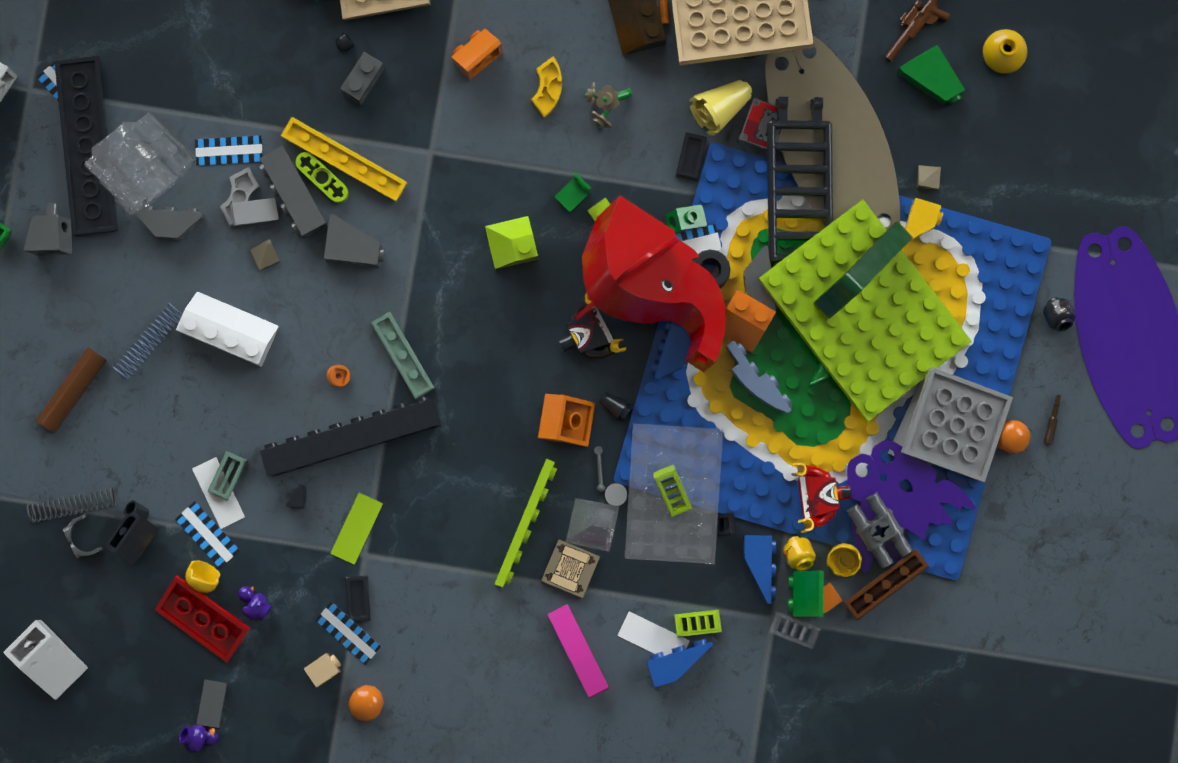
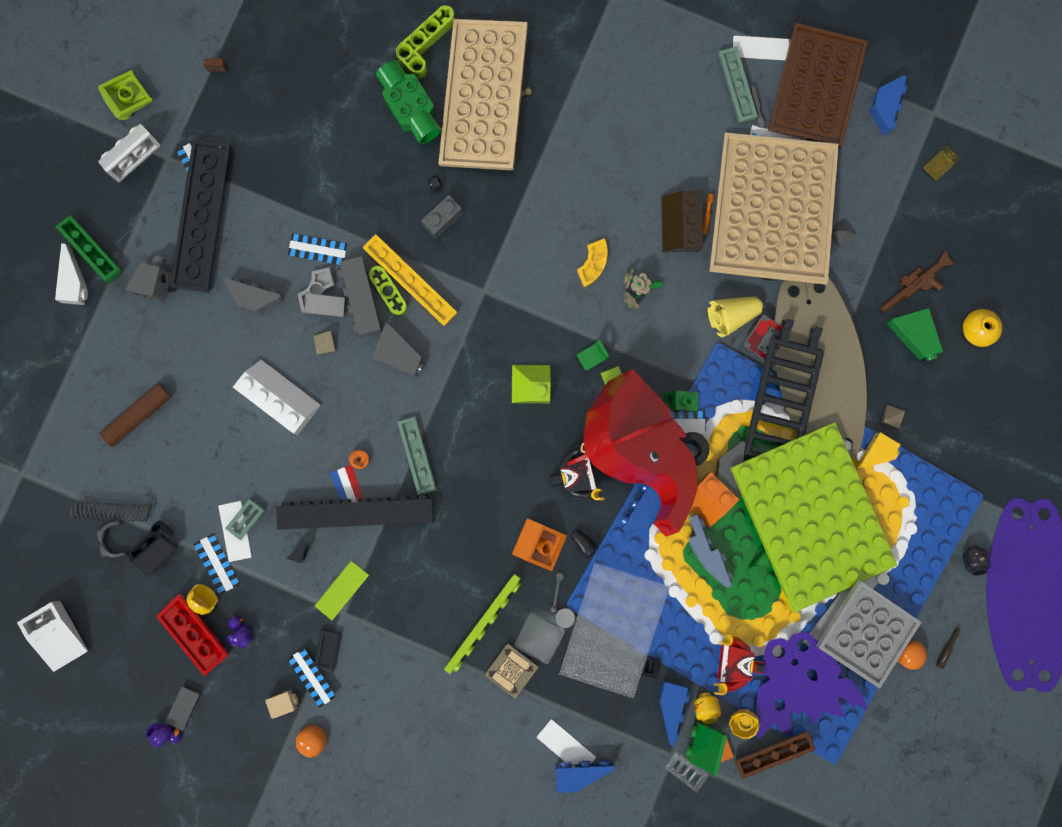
camera: 15 degrees right, 0 degrees up
(139, 162) = (239, 241): clear slope -> none
(143, 345) = (182, 415): sand blue piece -> none
(331, 407) = (346, 484): none -> sticker
(477, 53) = (542, 220): orange slope -> none
(578, 651) = (500, 744): dark pink slope -> none
(663, 474) = (613, 616): lime slope -> none
(679, 625) = (590, 744): lime slope -> none
(691, 156) = (698, 349): black tile -> none
(863, 270) = (823, 486): dark green beam -> none
(875, 542) = (771, 704): dark grey pin -> none

